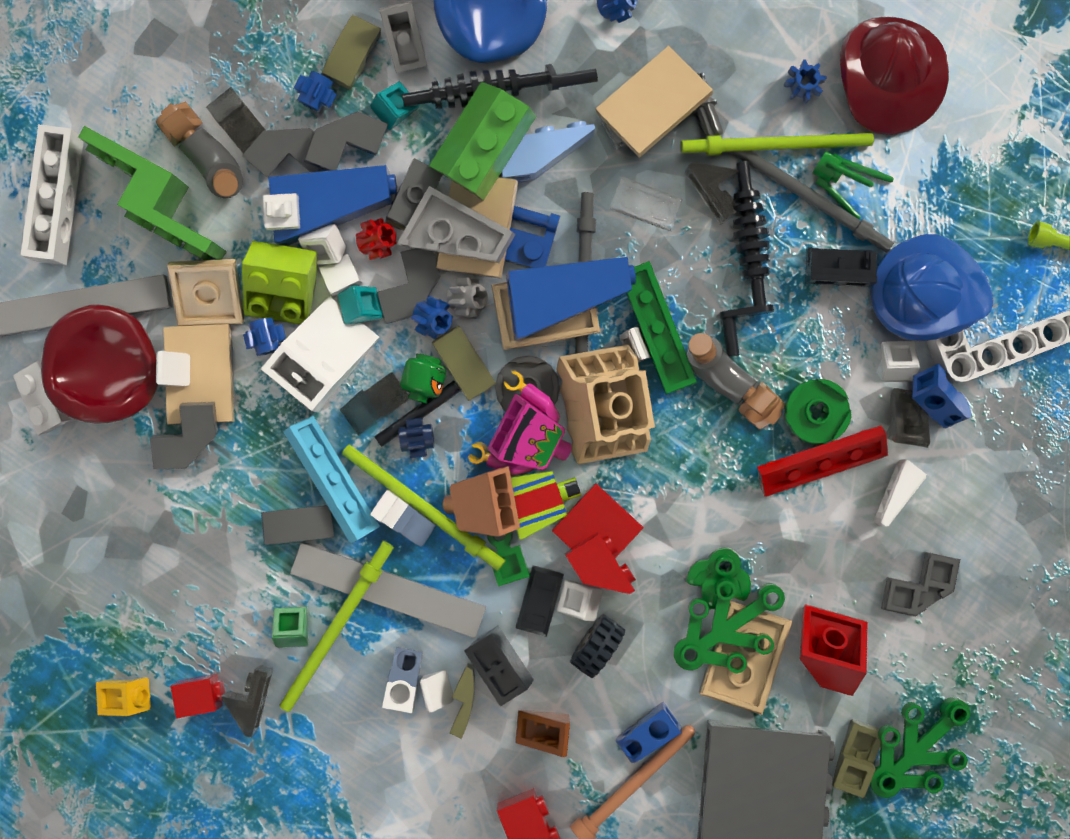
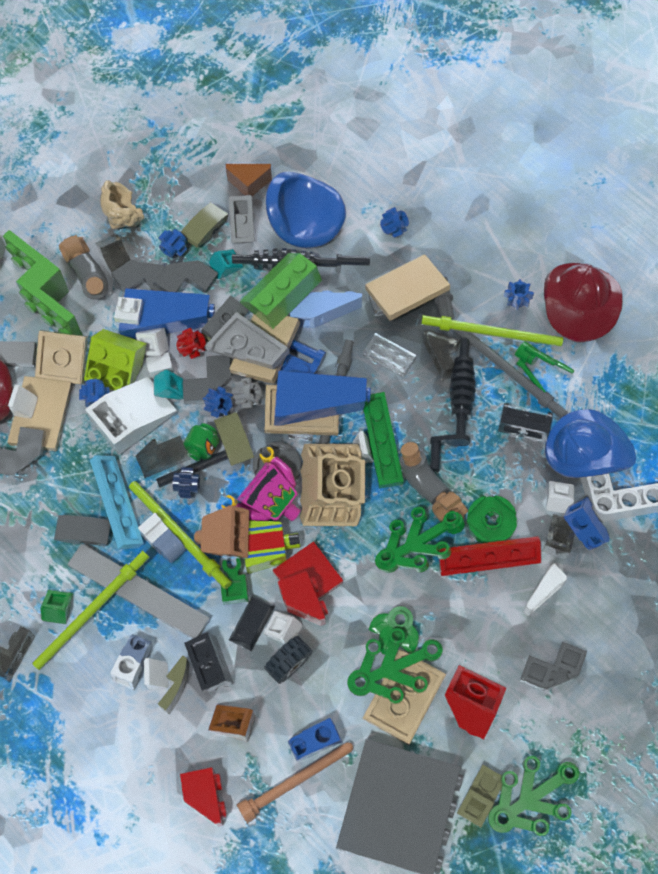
camera: 15 degrees right, 20 degrees down
(223, 46) = (117, 206): none -> tan hair
(727, 463) = (417, 543): none -> green plant

